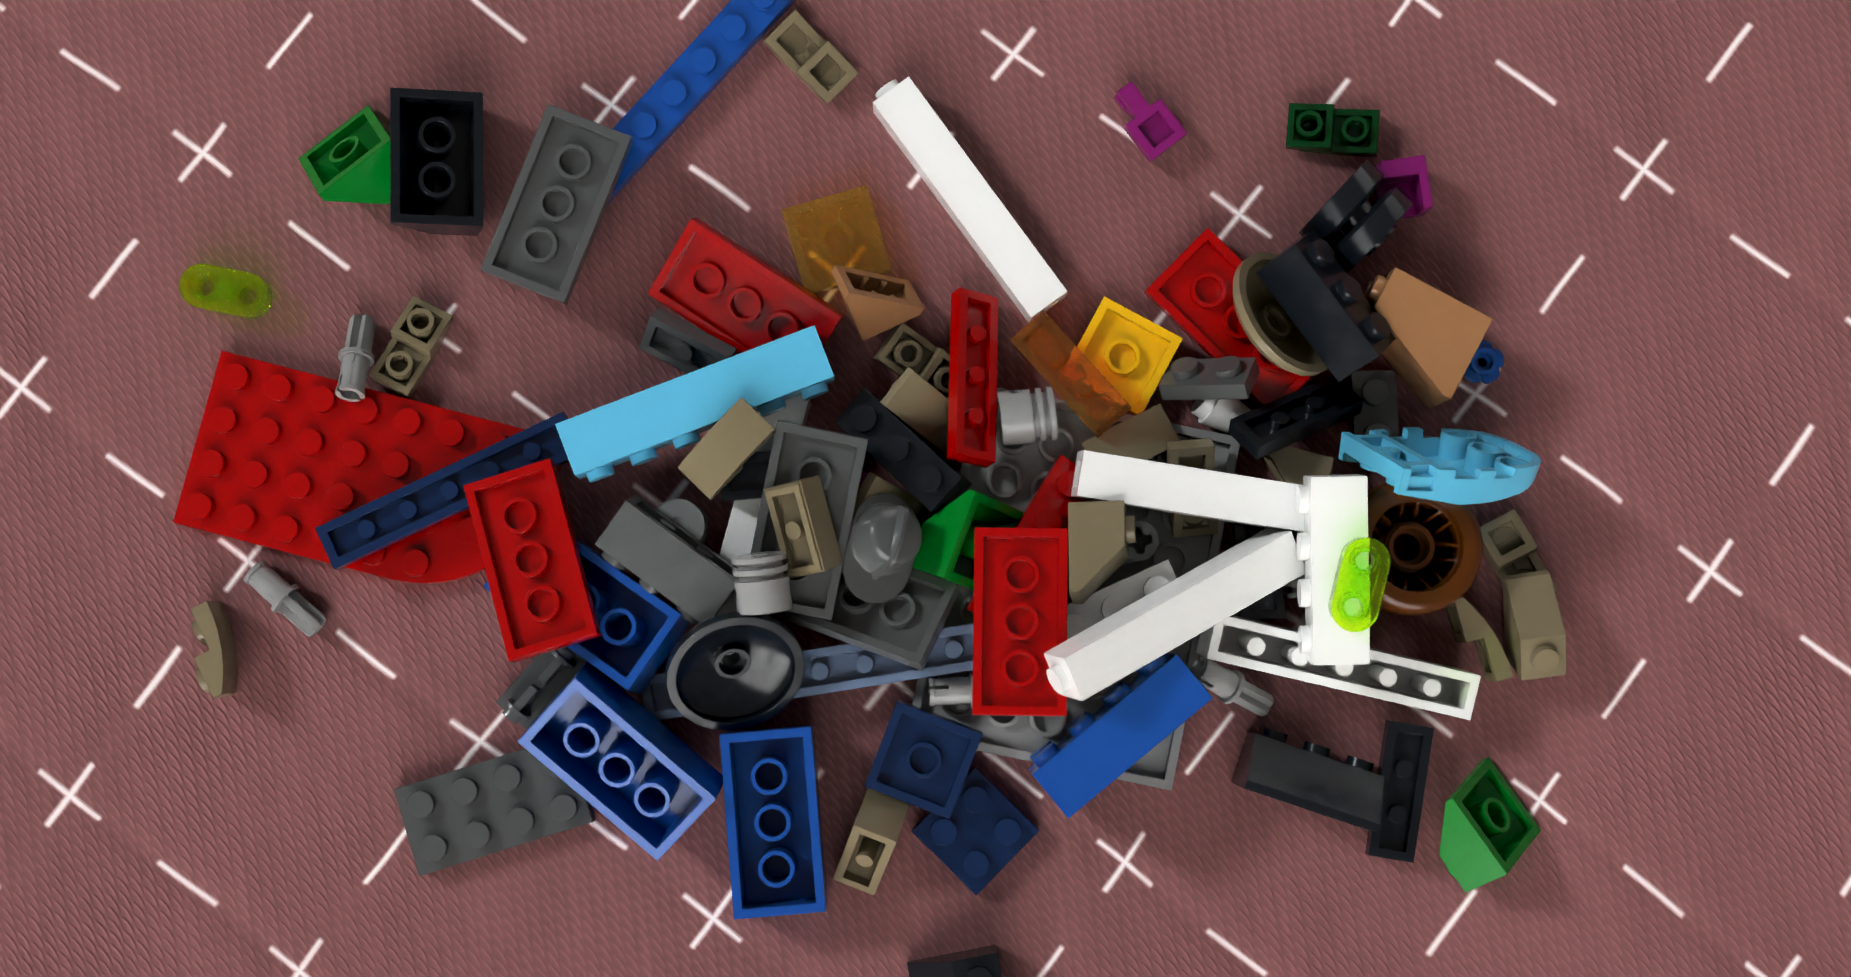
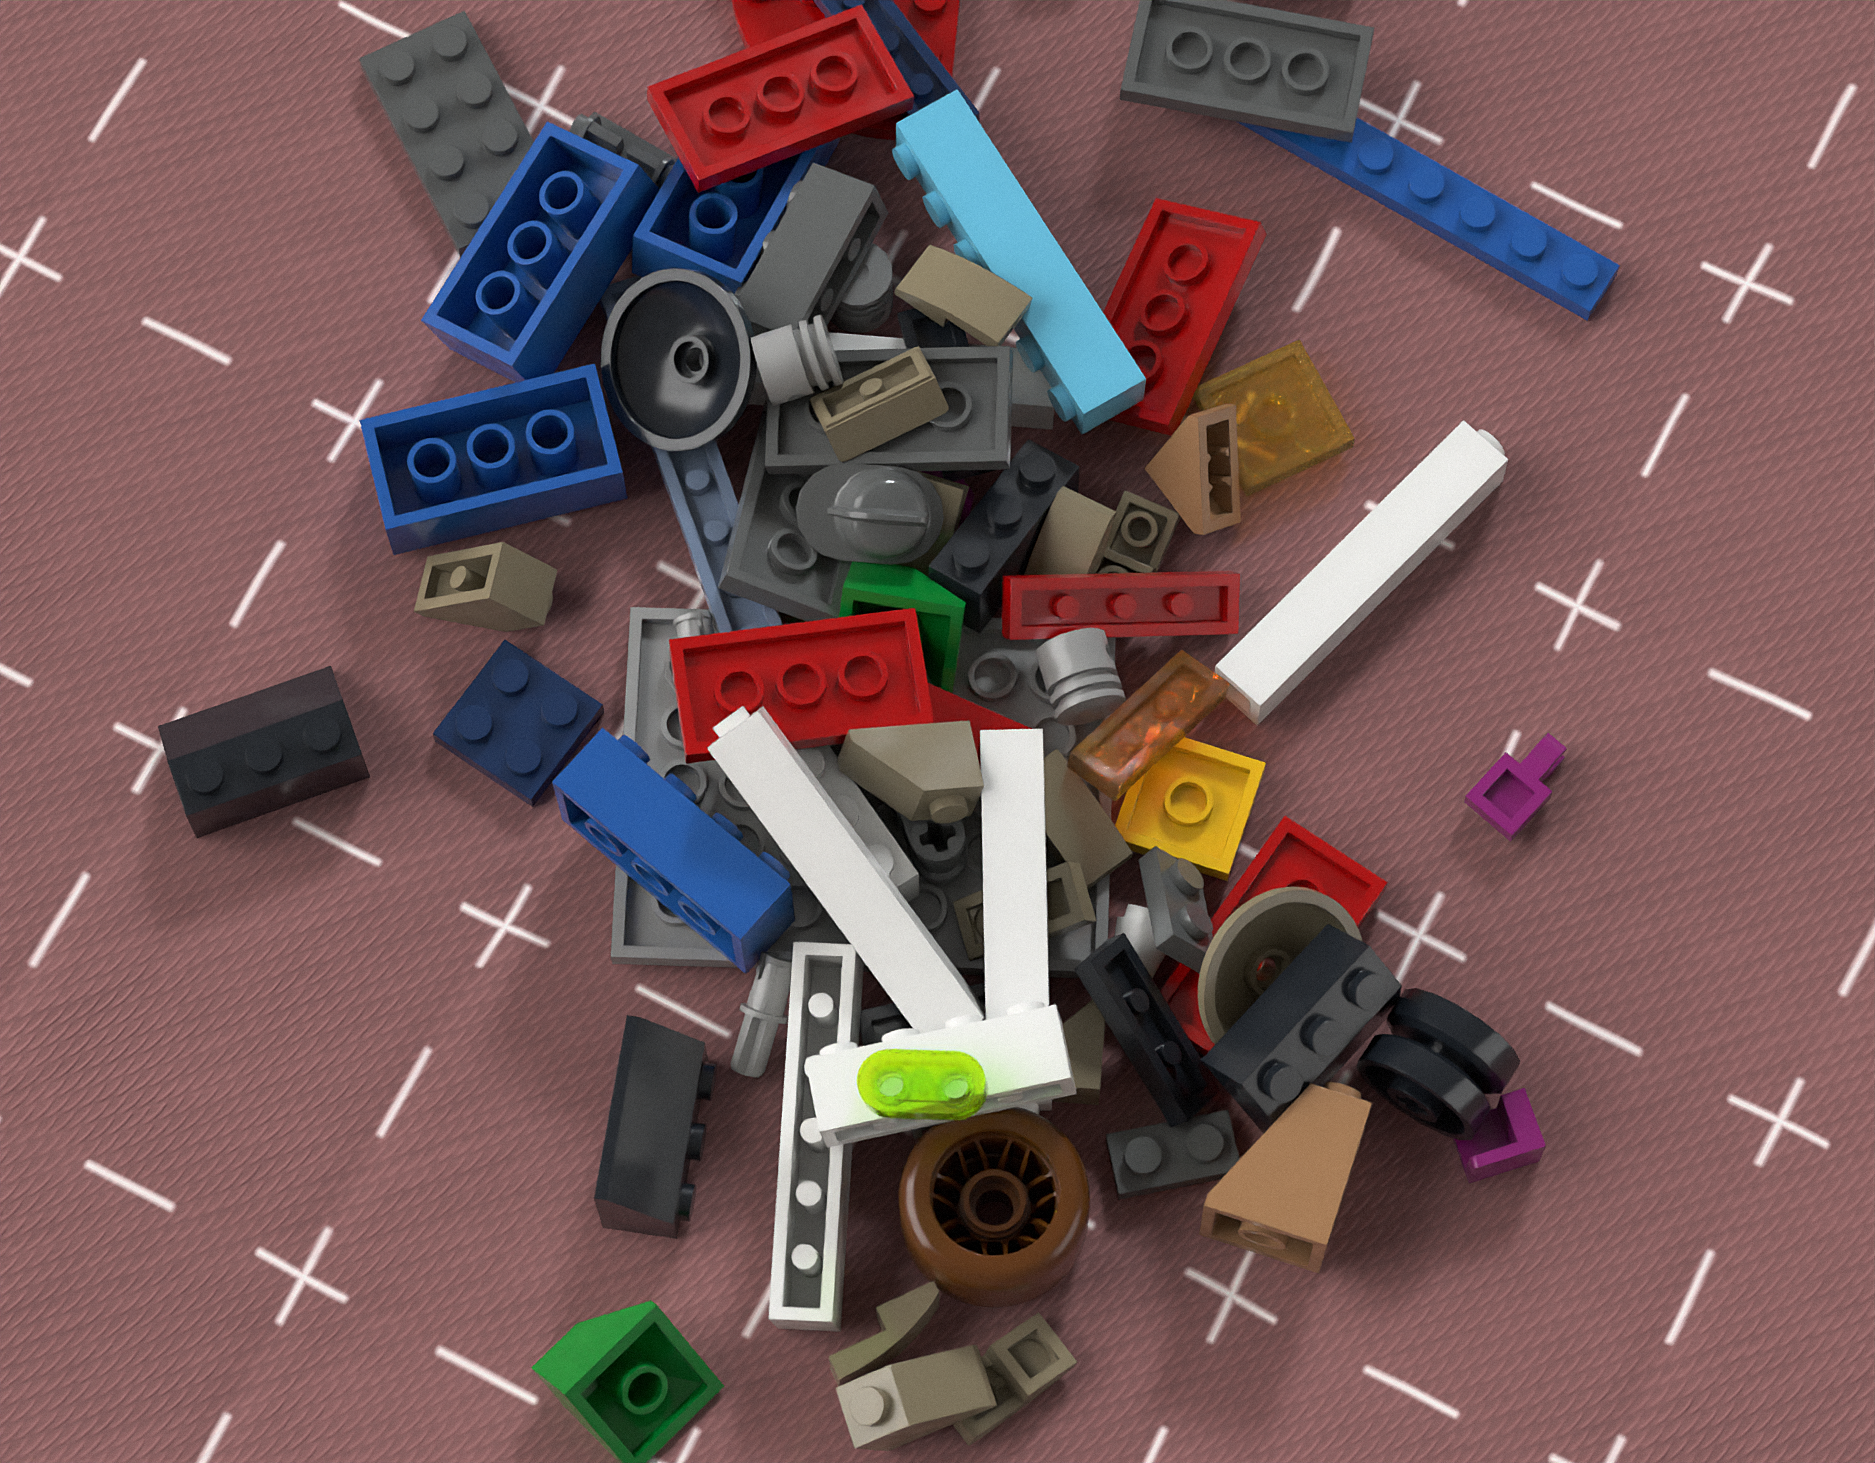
camera: 85 degrees right, 15 degrees down
(682, 343) = (1100, 244): dark grey plate -> none
(810, 57) = (1513, 346): dark tan slope -> none
(923, 759) = (603, 626): dark blue plate -> none
(1332, 130) = (1561, 1036): dark green slope -> none
(1404, 768) = (656, 1264): black plate -> none
(1451, 468) = (1118, 1266): medium azure slope -> none
(1488, 373) = (1279, 1303): blue plate -> none

